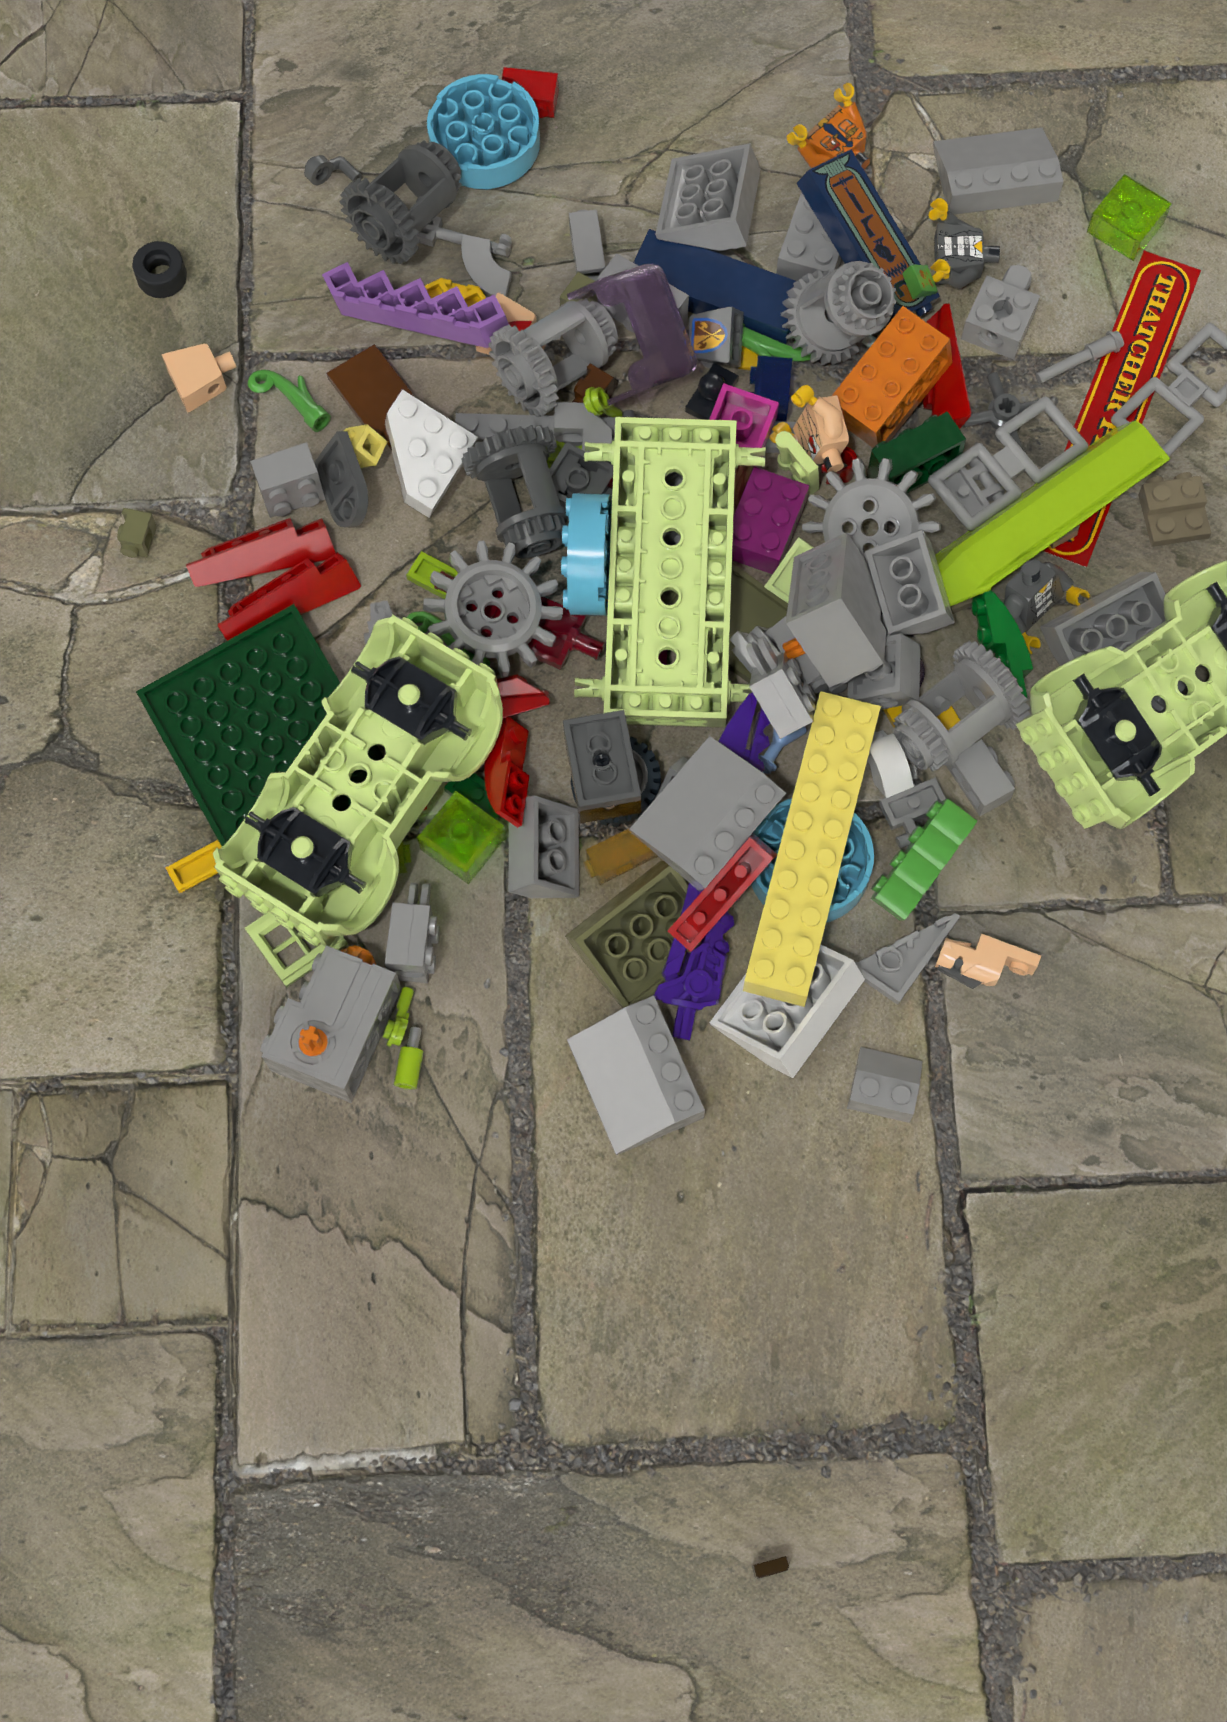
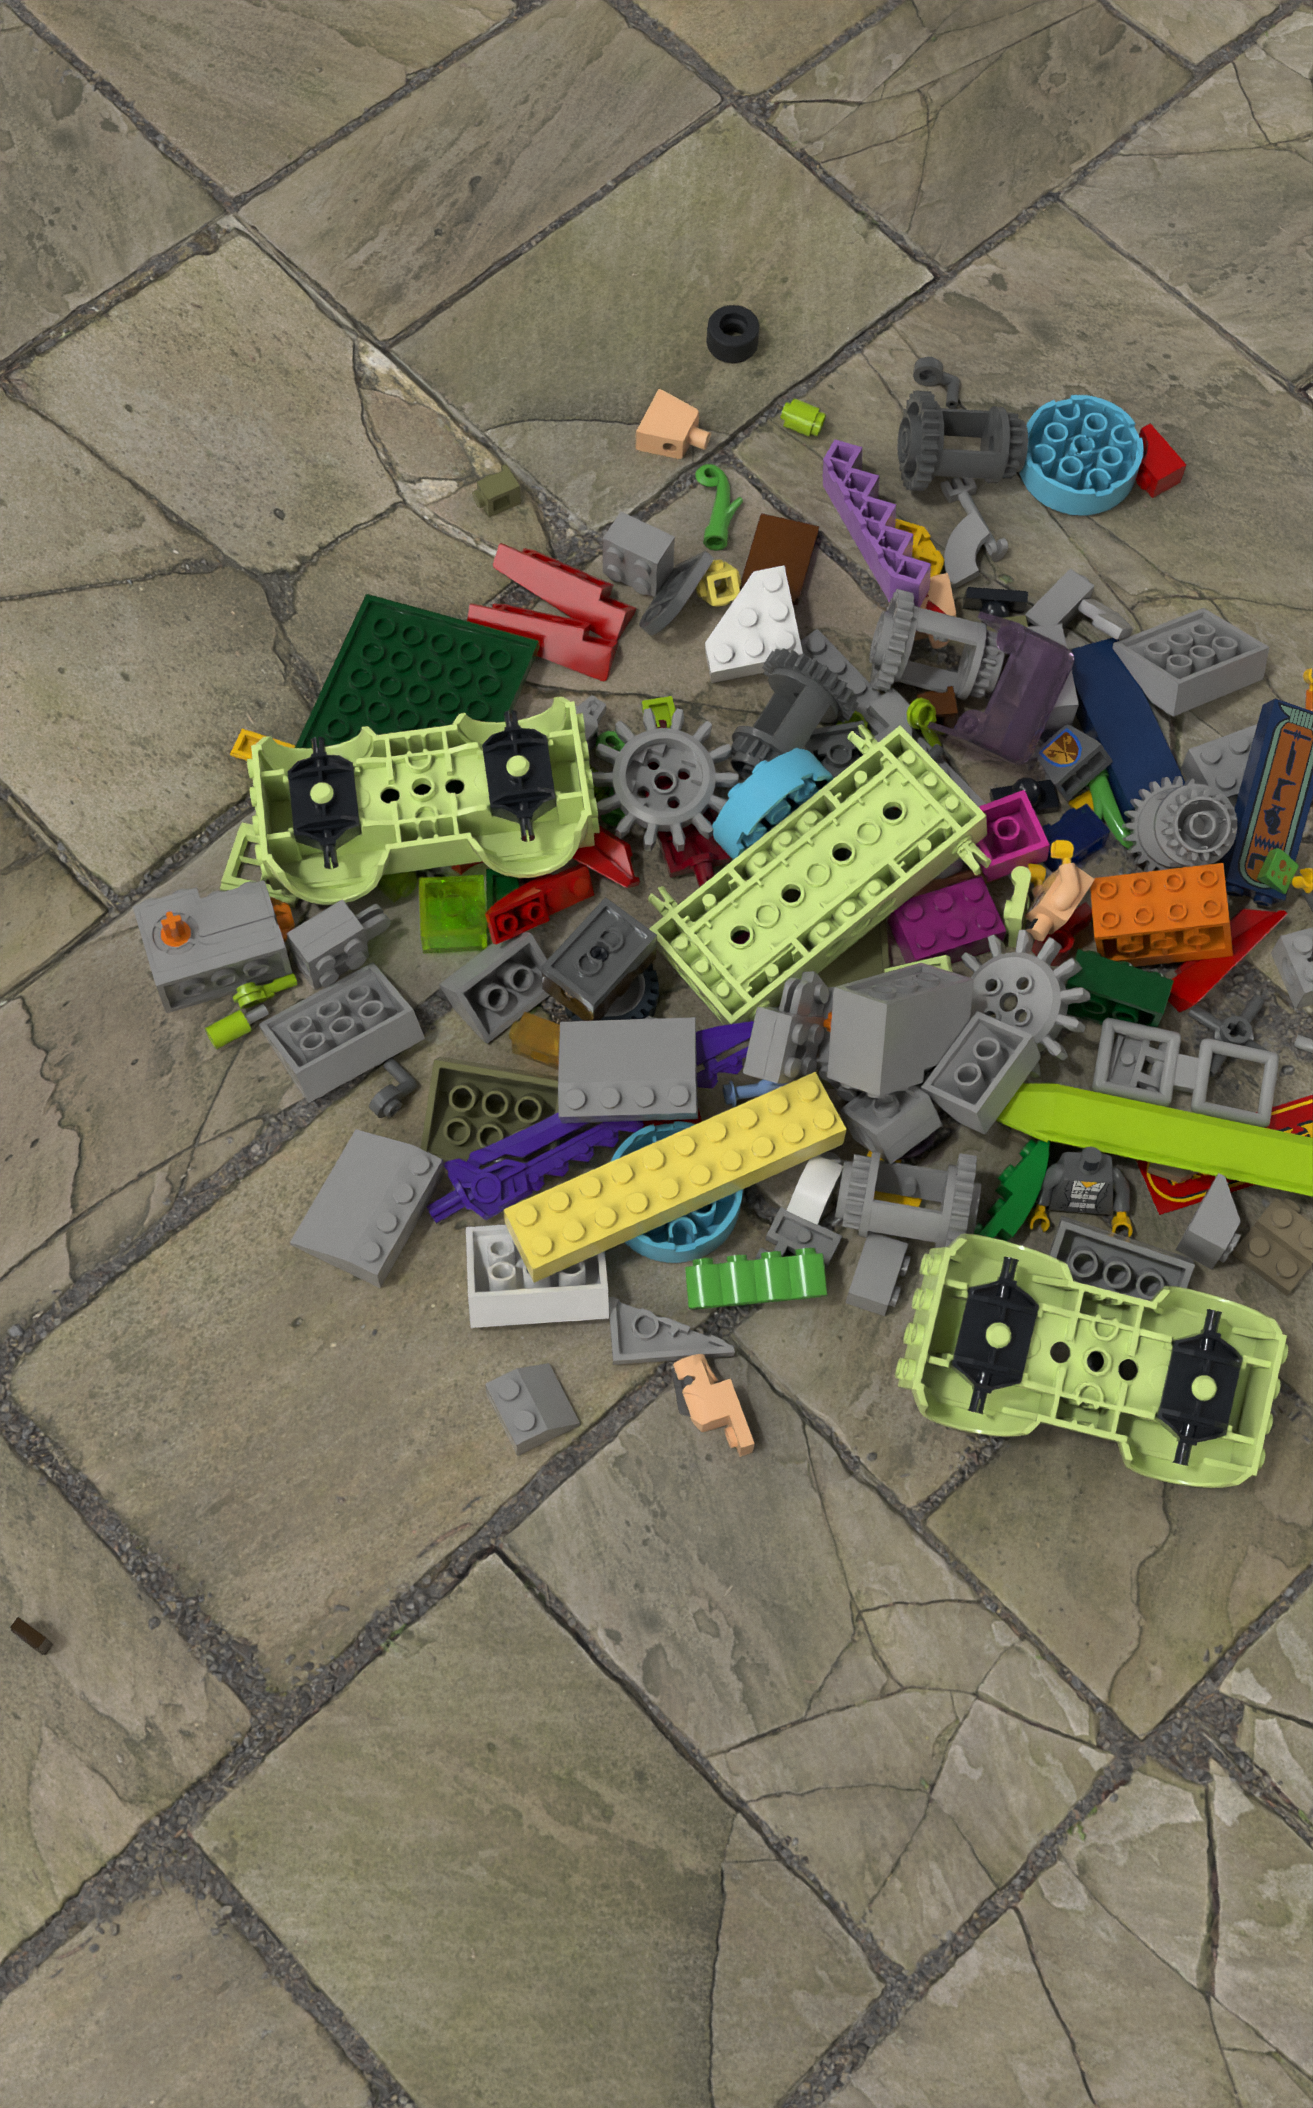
camera: 45 degrees right, 5 degrees down
(275, 281) = (802, 418): none -> lime brick
(482, 988) = (342, 1031): none -> light grey slope
(546, 284) = (995, 601): none -> black tile
(568, 999) = (388, 1100): none -> dark grey plate
(634, 223) = (1105, 619): none -> light grey tile
(722, 892) = (576, 1138): red slope -> none
(1130, 538) = (1213, 1227): none -> light grey slope

